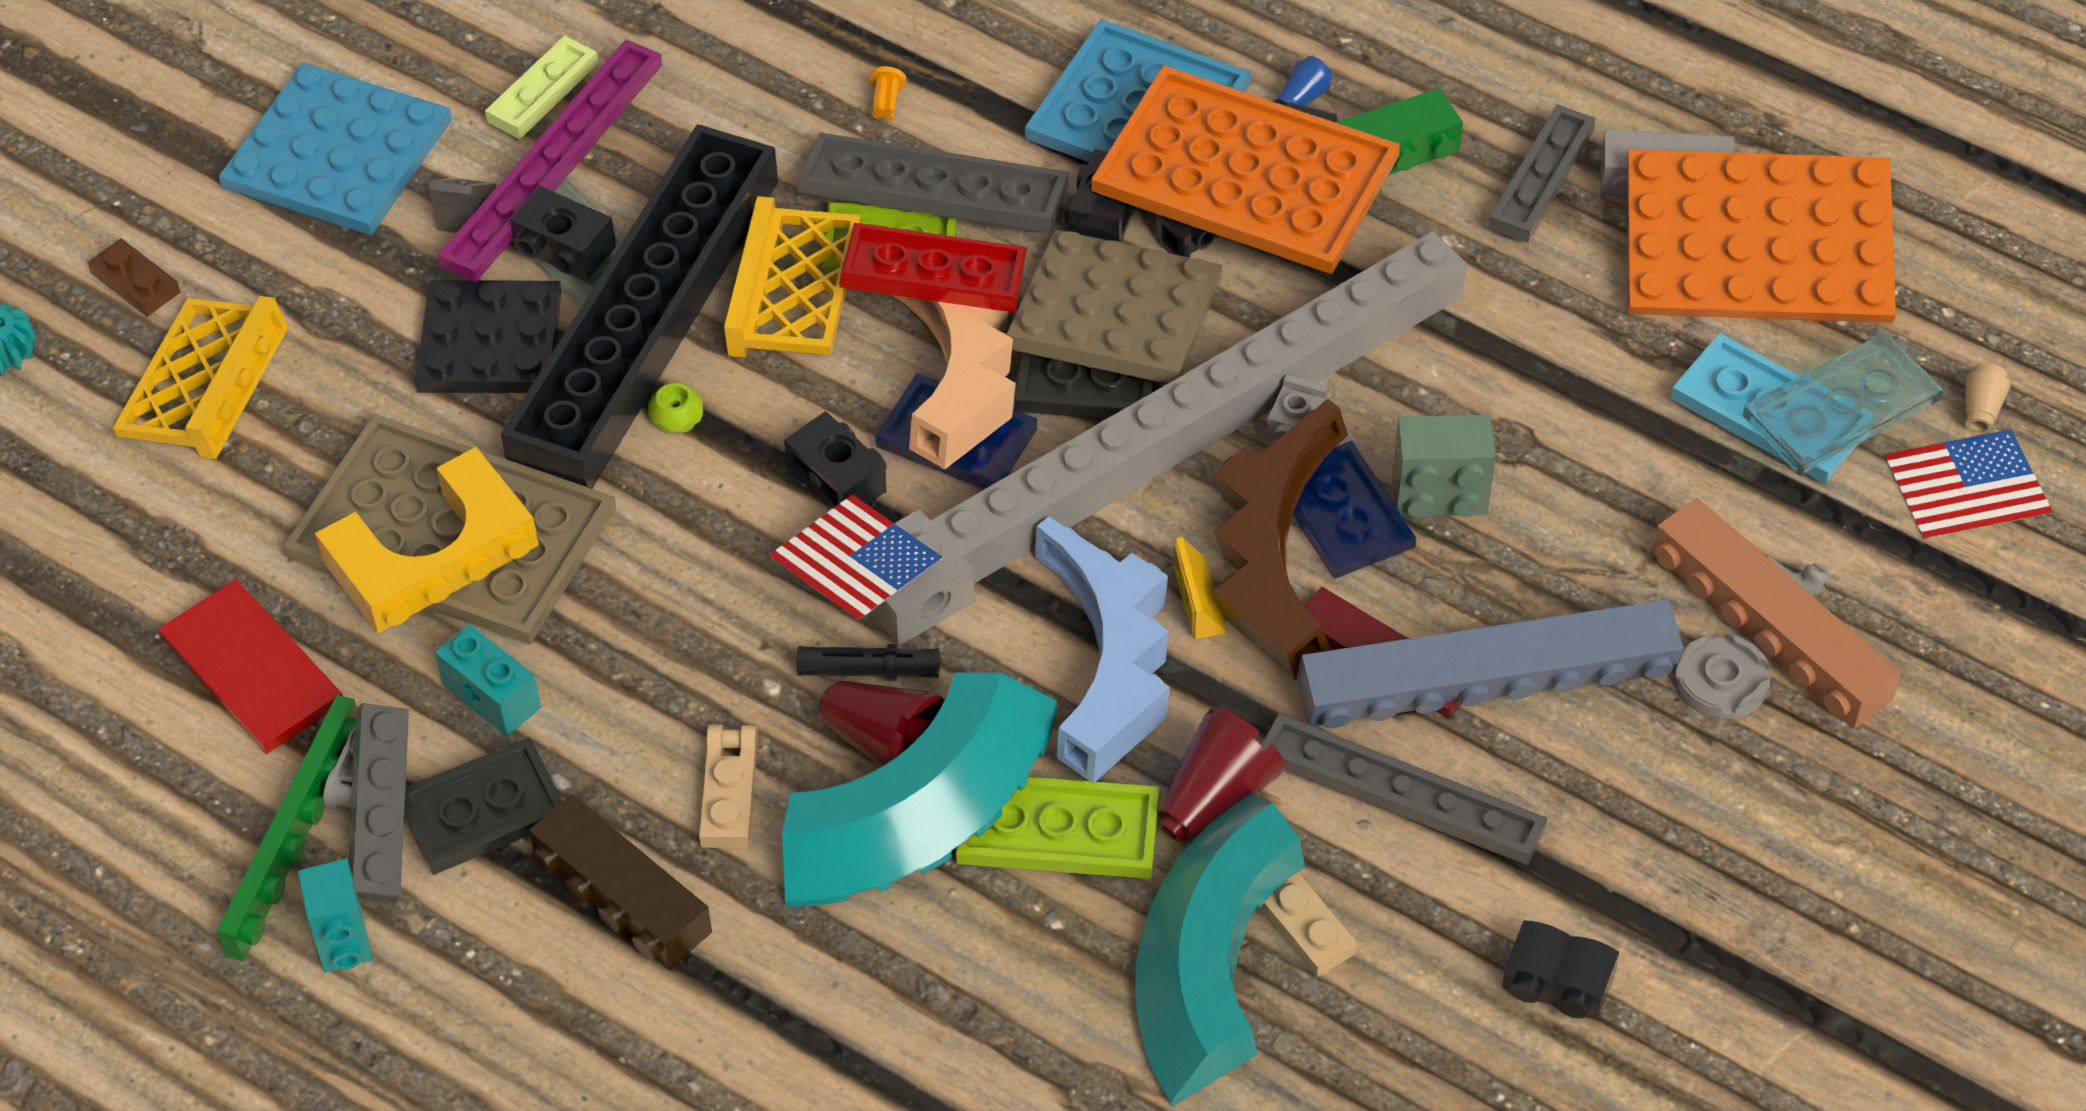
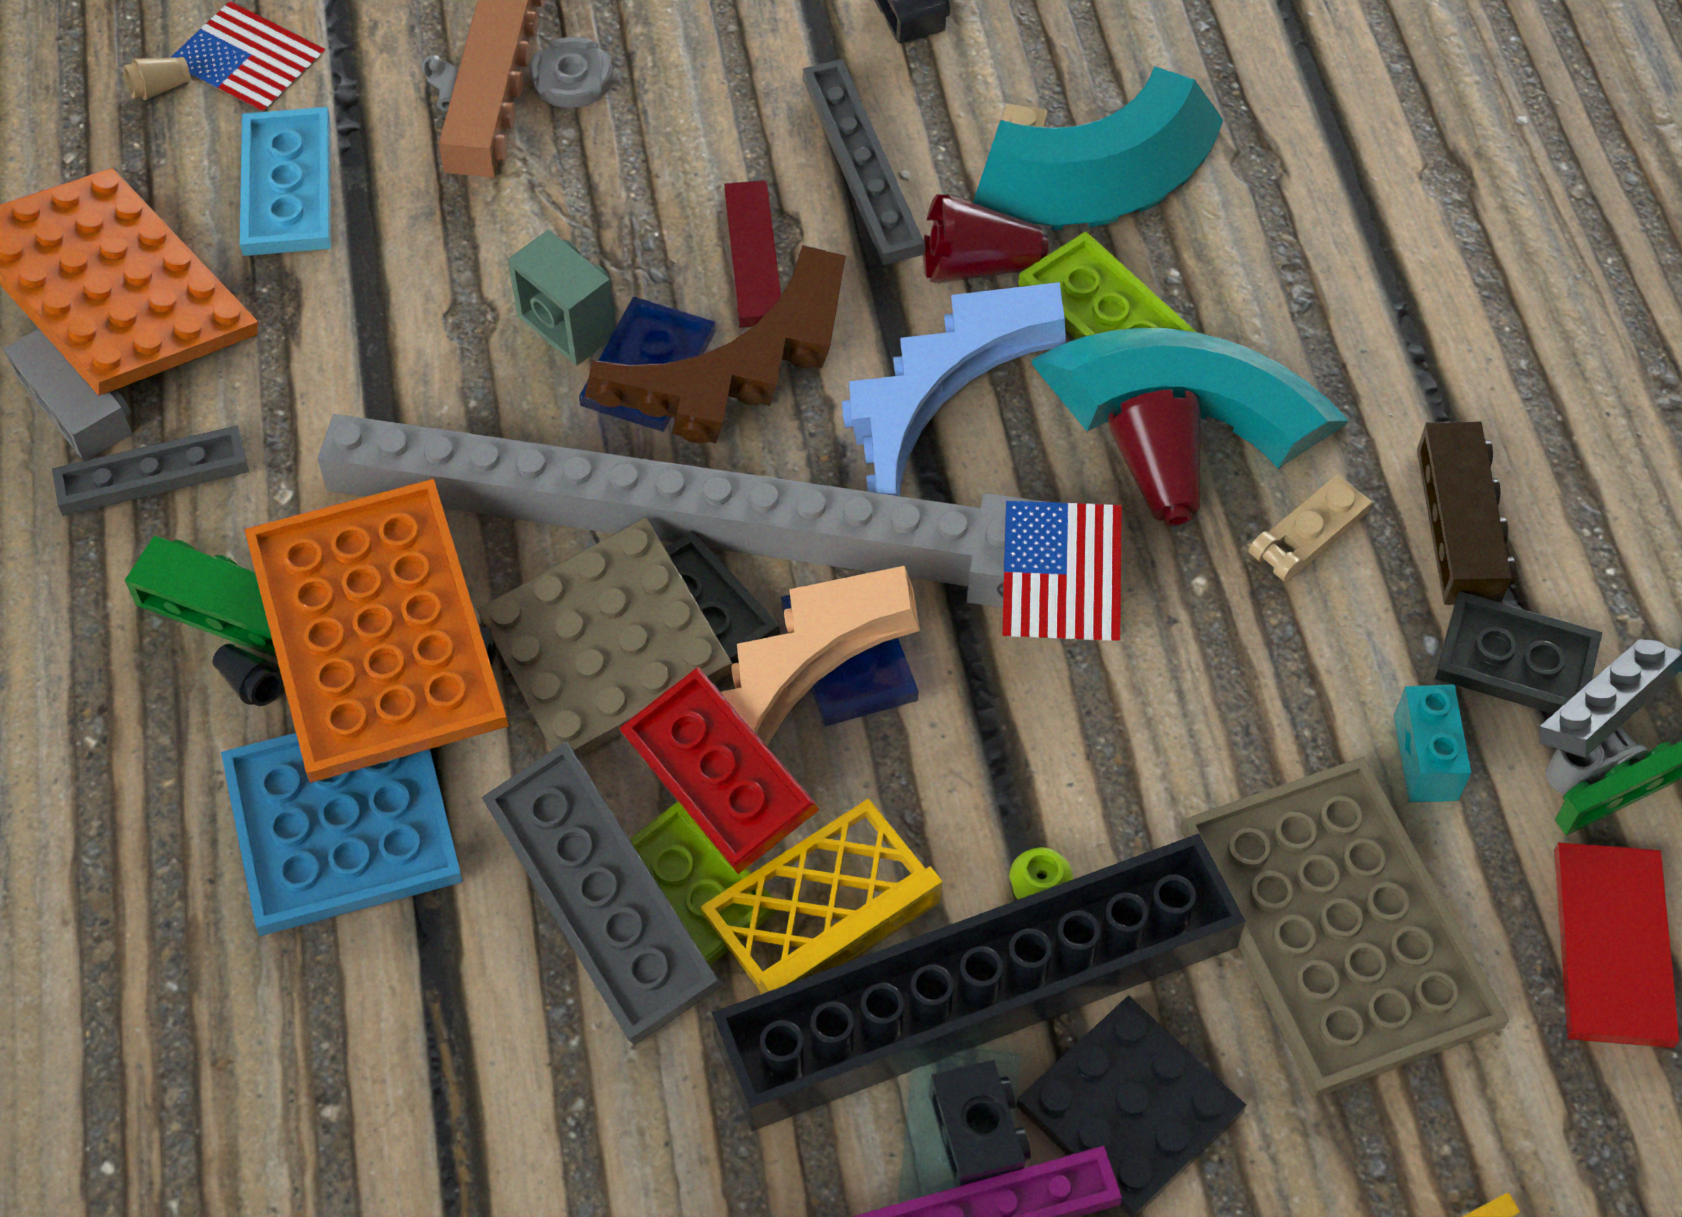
camera: 135 degrees left, 5 degrees up
(396, 586) = (1454, 865): yellow arch -> none
(835, 462) = (977, 723): black brick -> none
(878, 662) = (1134, 541): black pin -> none
(887, 83) = (518, 1038): light orange piece -> none
(1094, 213) = (473, 771): black brick -> none
(1197, 591) = (826, 386): yellow slope -> none
(1292, 403) = (594, 432): light grey brick -> none
(1306, 82) = (197, 708): blue cone -> none
(1489, 663) = (710, 168): sand blue brick -> none
(1842, 403) = (251, 128): clear light blue tile -> none

